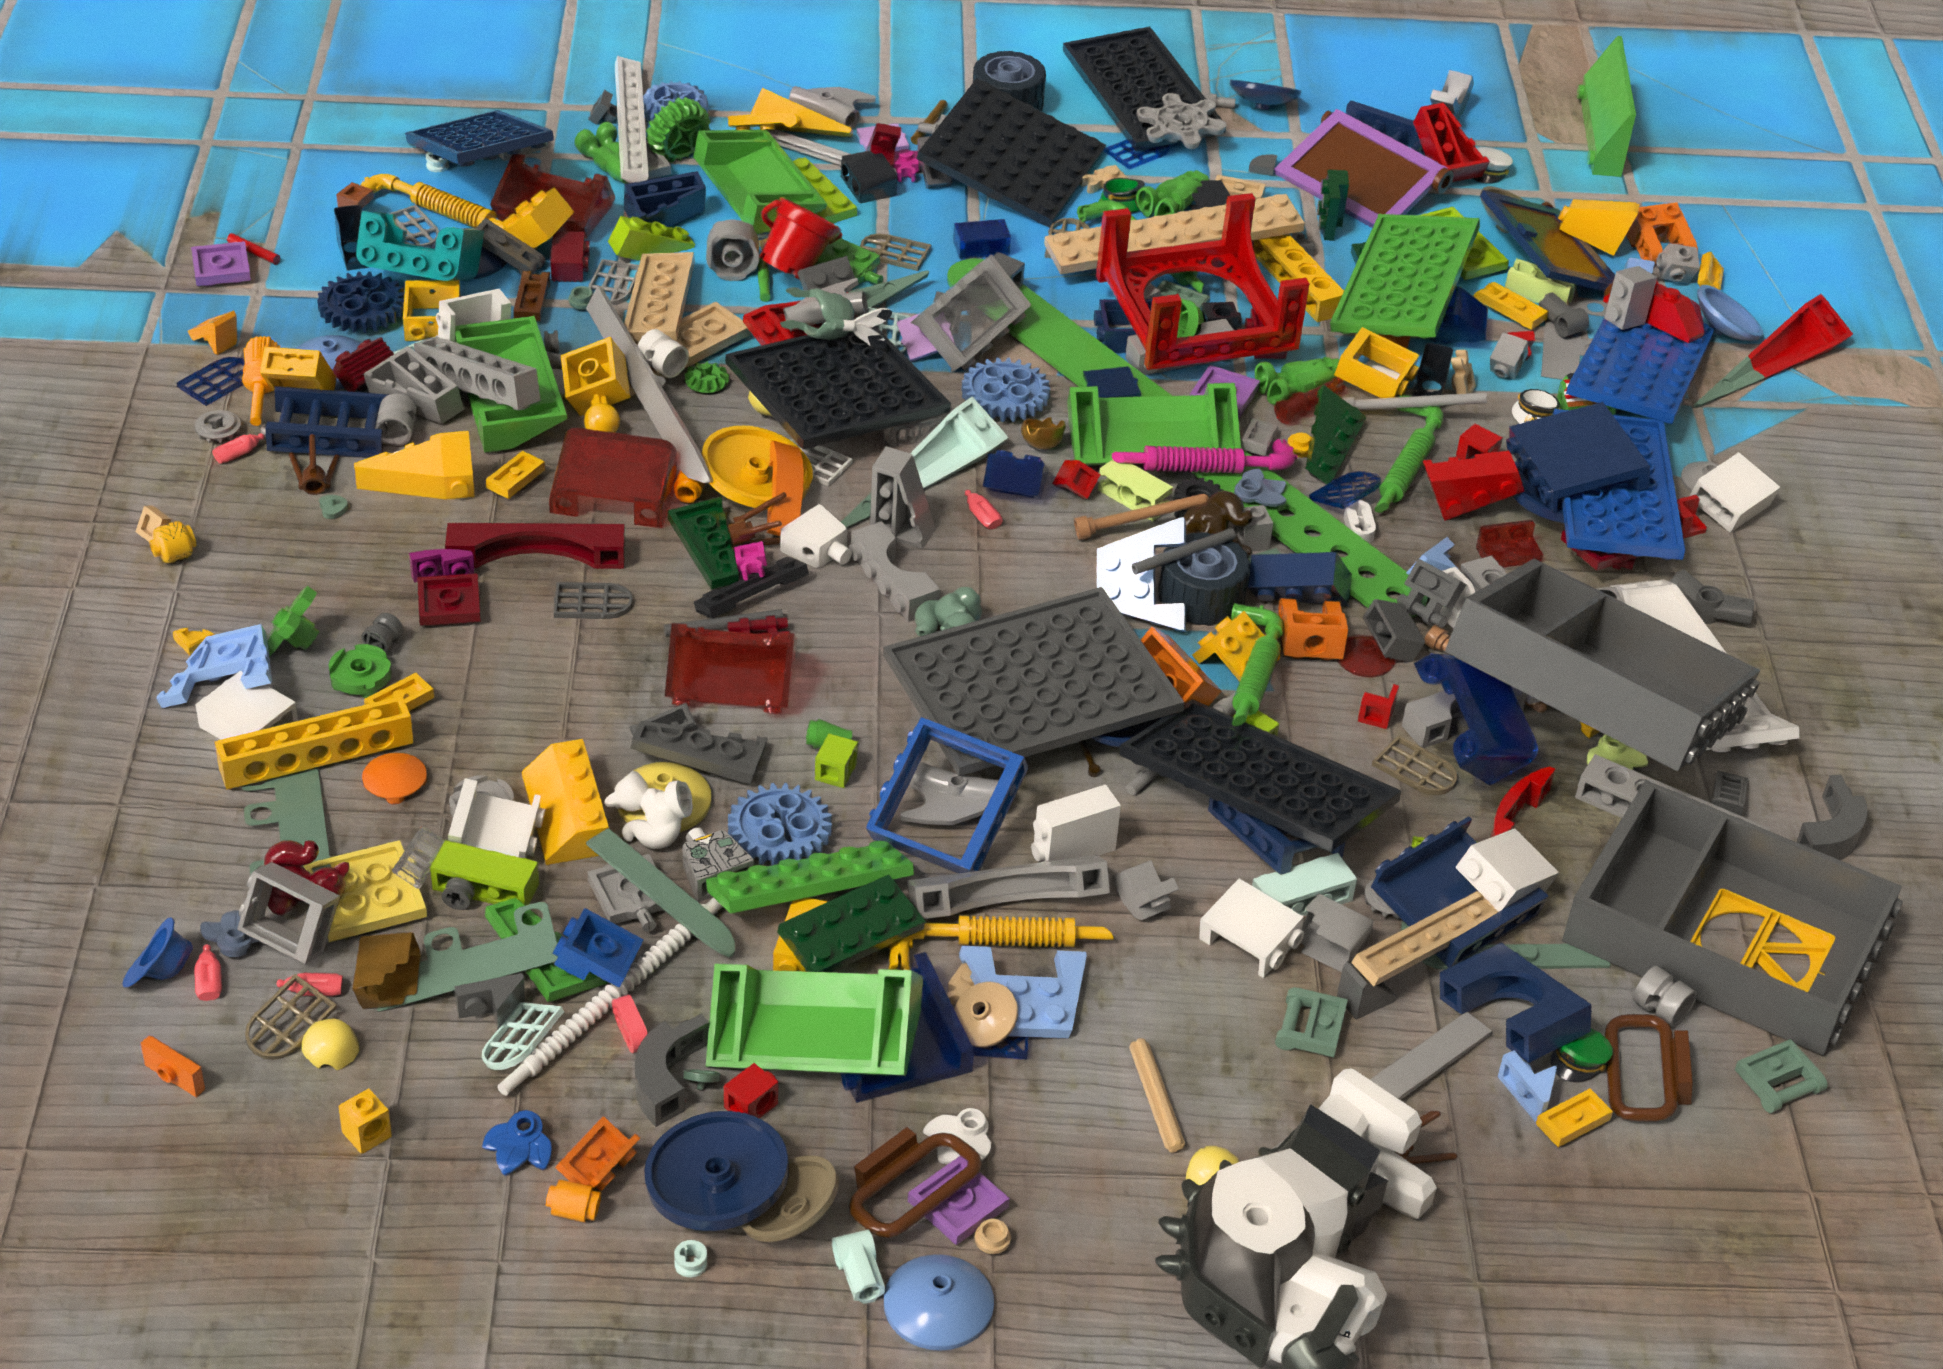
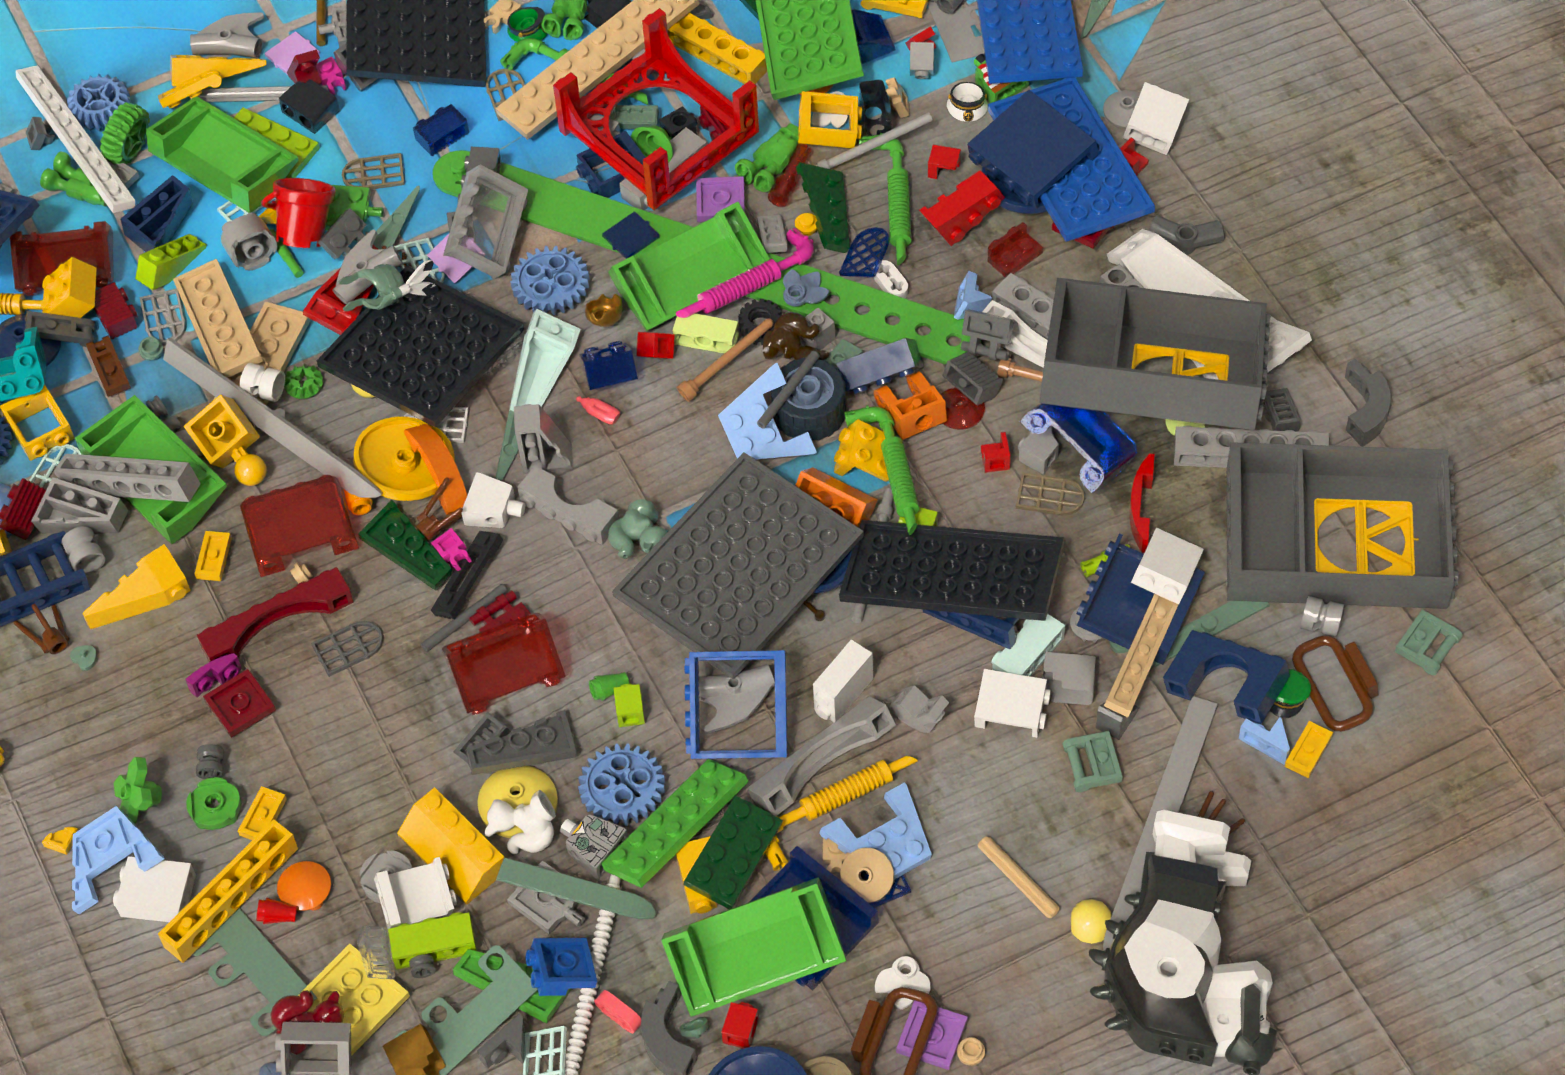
camera: 20 degrees left, 15 degrees up
(347, 782) = (274, 911): none -> red cone
(471, 309) = (81, 416): white panel -> none
(588, 517) = (301, 573): none -> tan plate

